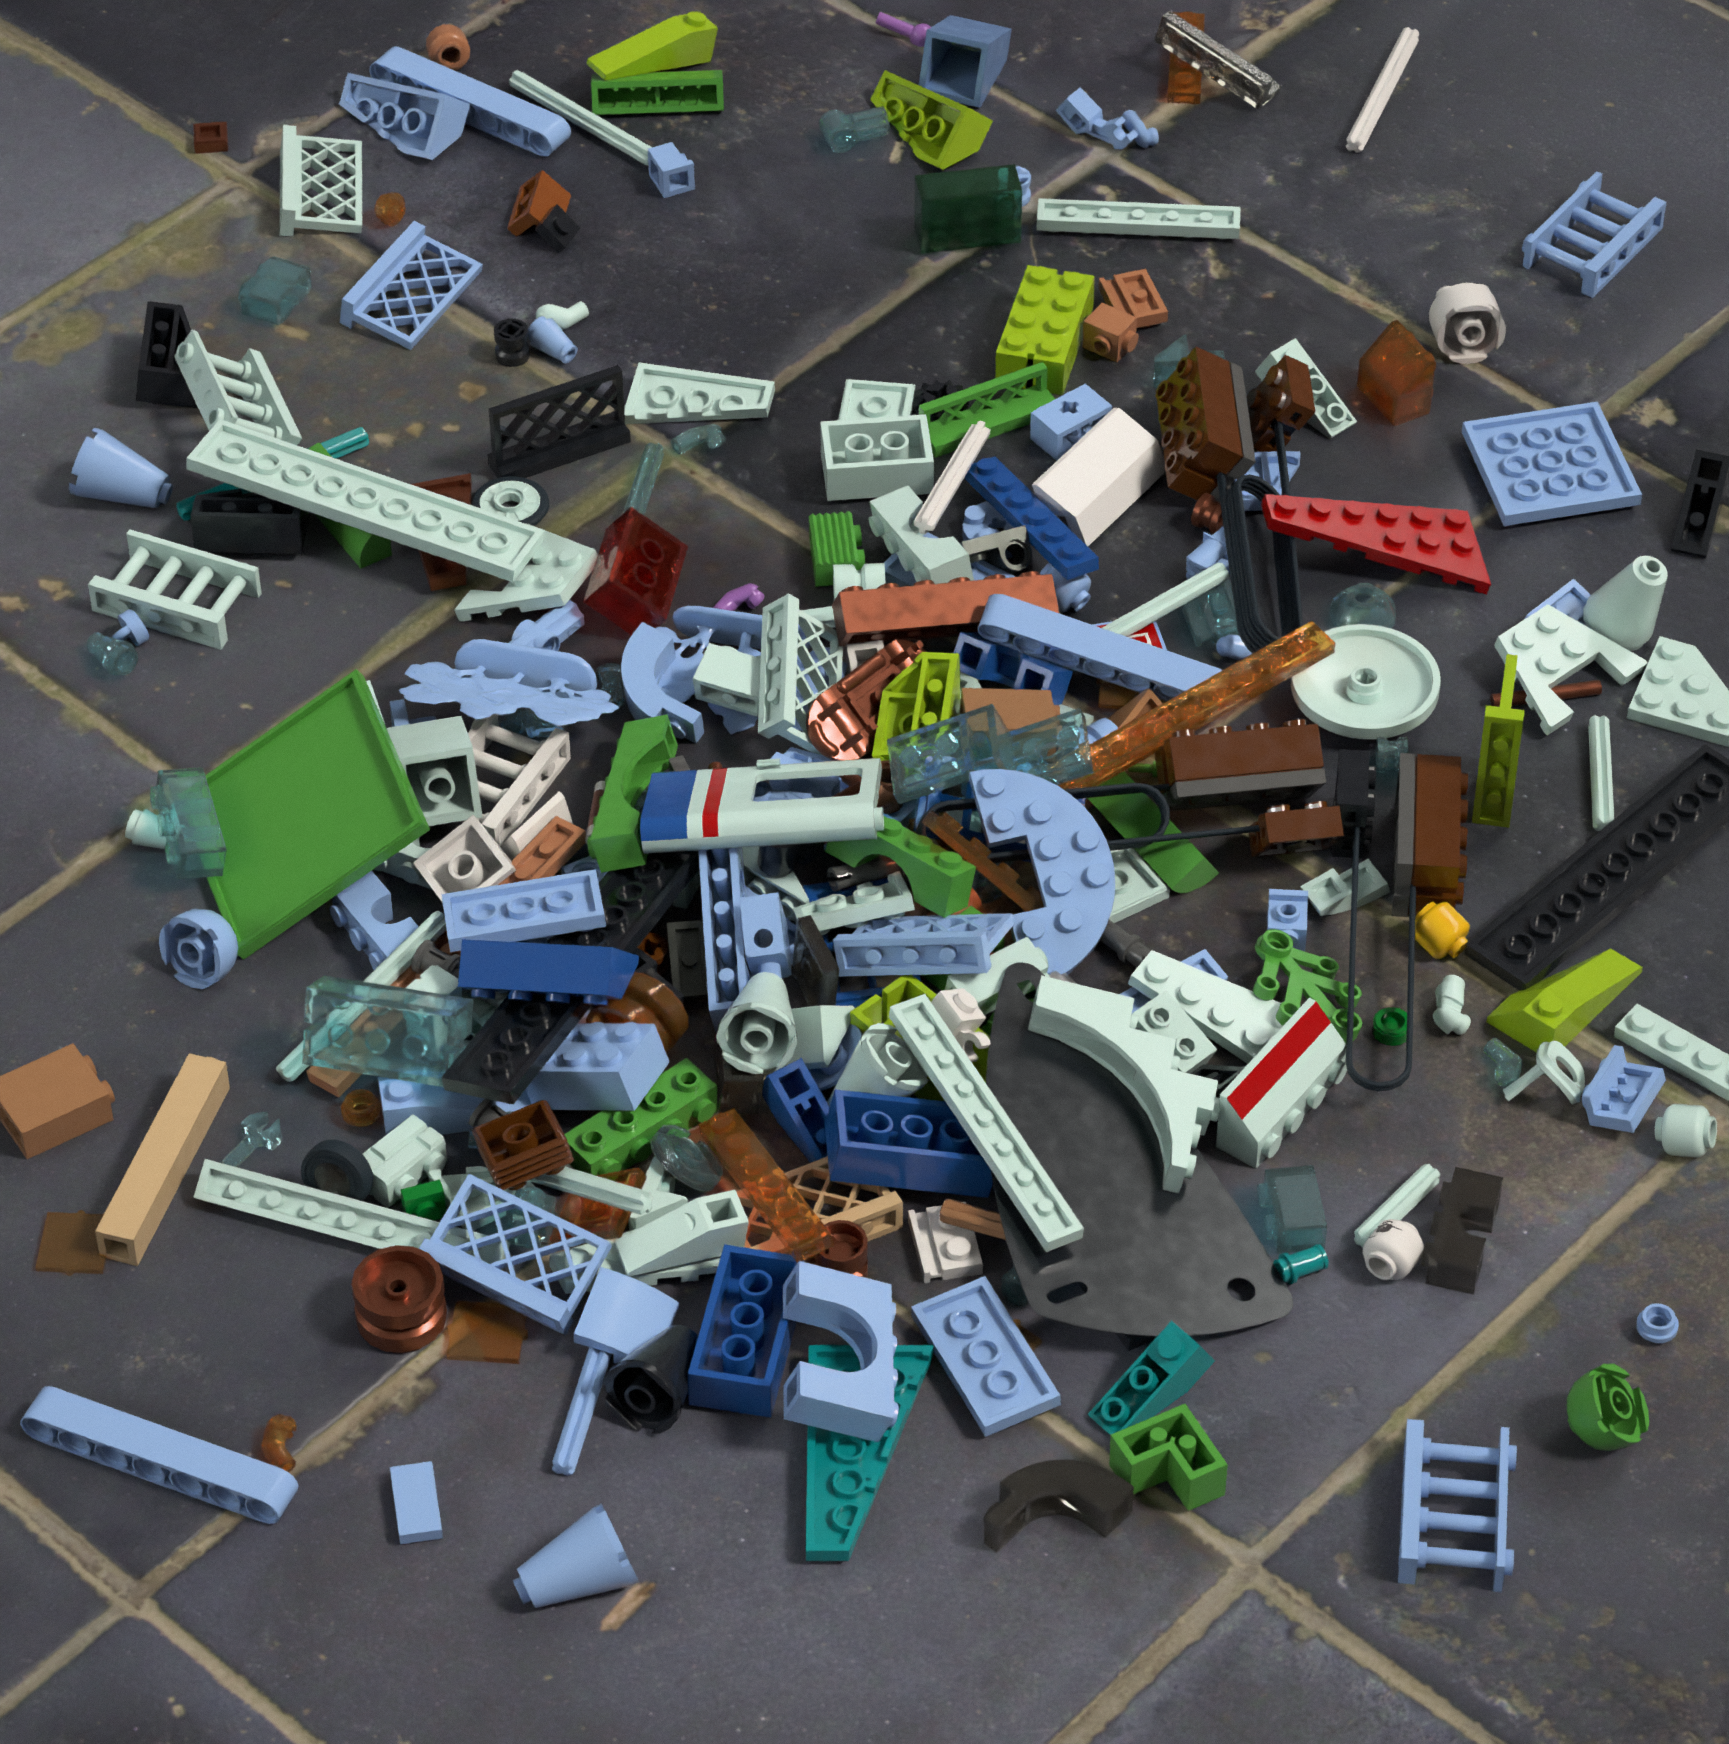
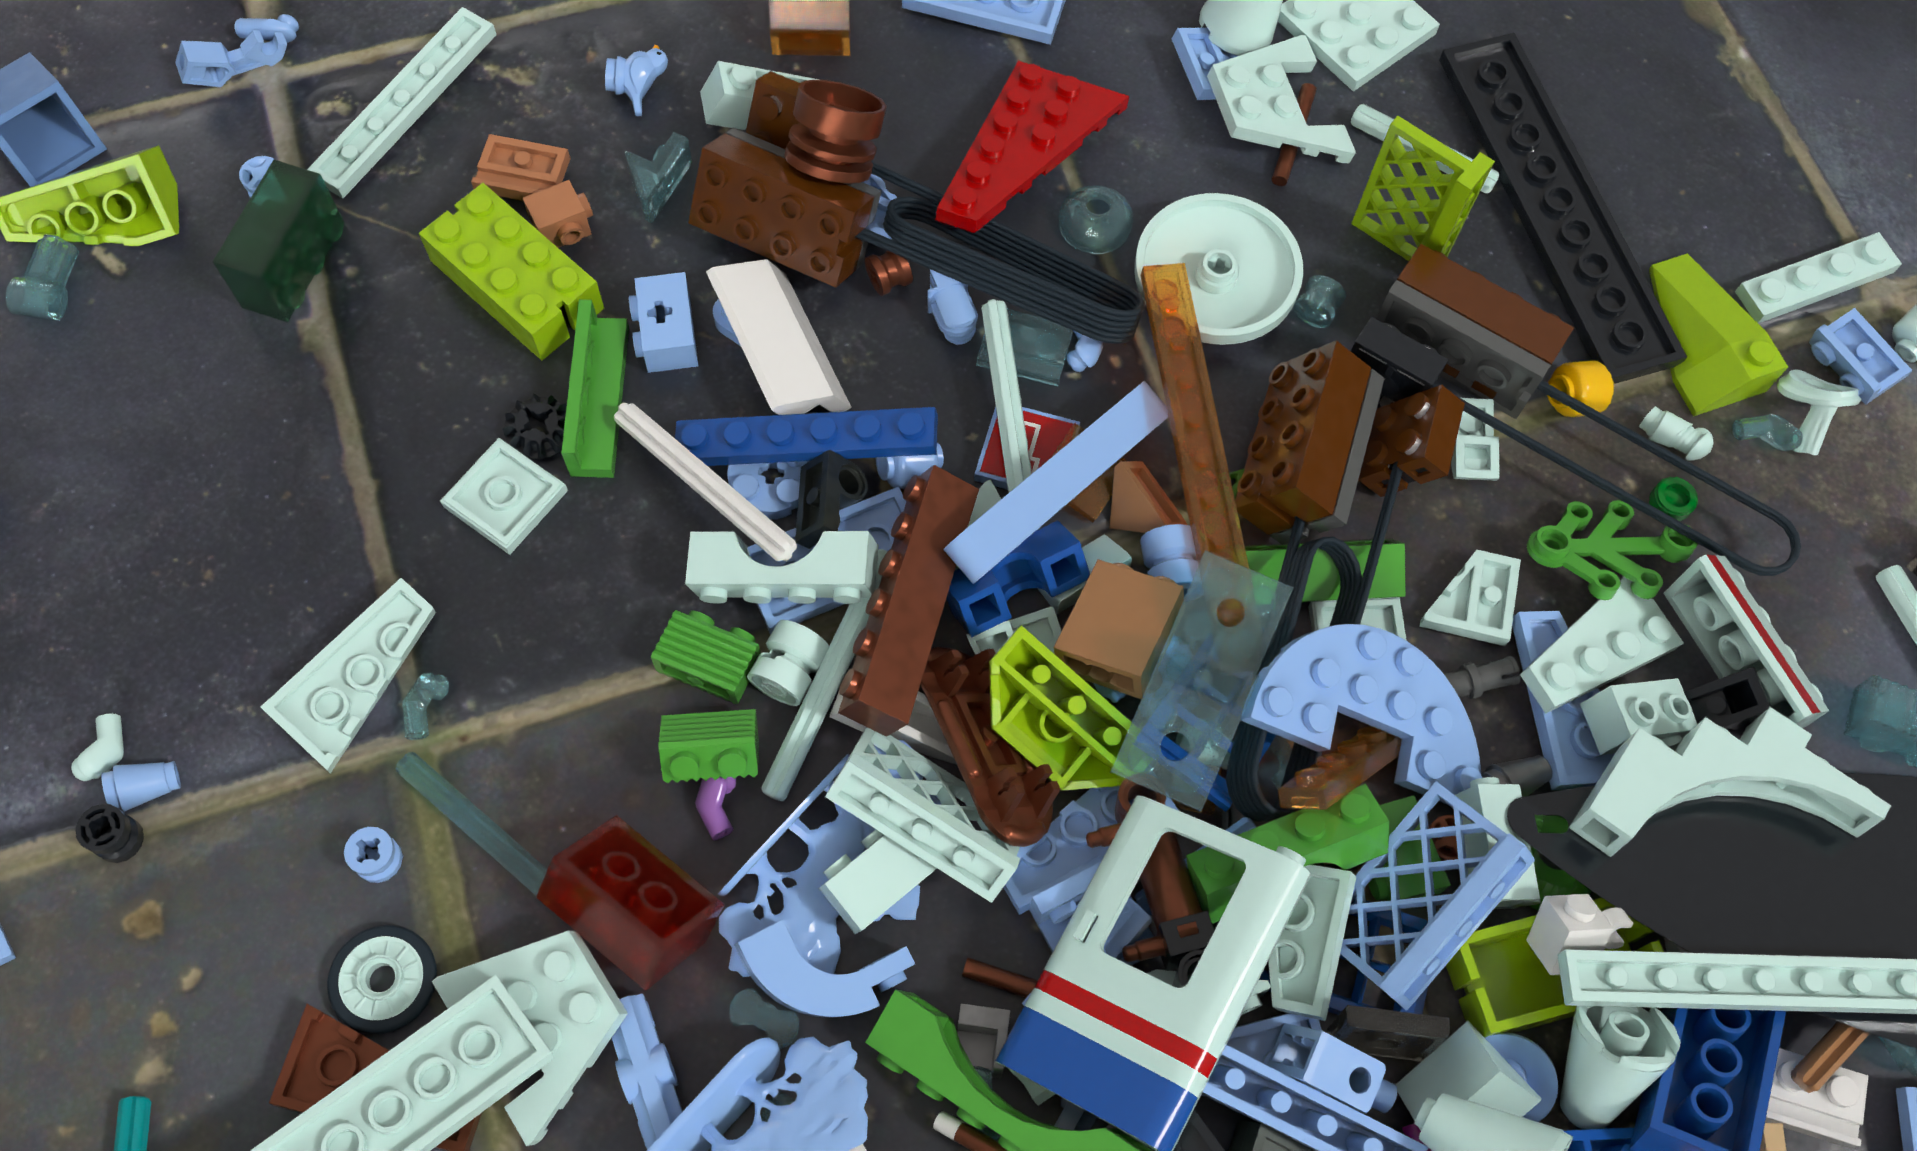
camera: 65 degrees left, 20 degrees up
(562, 443) = (313, 868): black fence -> none
(583, 461) = (381, 862): none -> light blue wheel
(769, 569) = (709, 745): none -> bright green brick
(876, 456) = (600, 537): light aqua brick -> none
(1202, 928) = (1478, 600): none -> light aqua wing
(1263, 318) = (635, 74): none -> light blue animal
(1268, 403) = (835, 131): none -> copper wheel
(1289, 914) = (1503, 516): light blue brick -> none

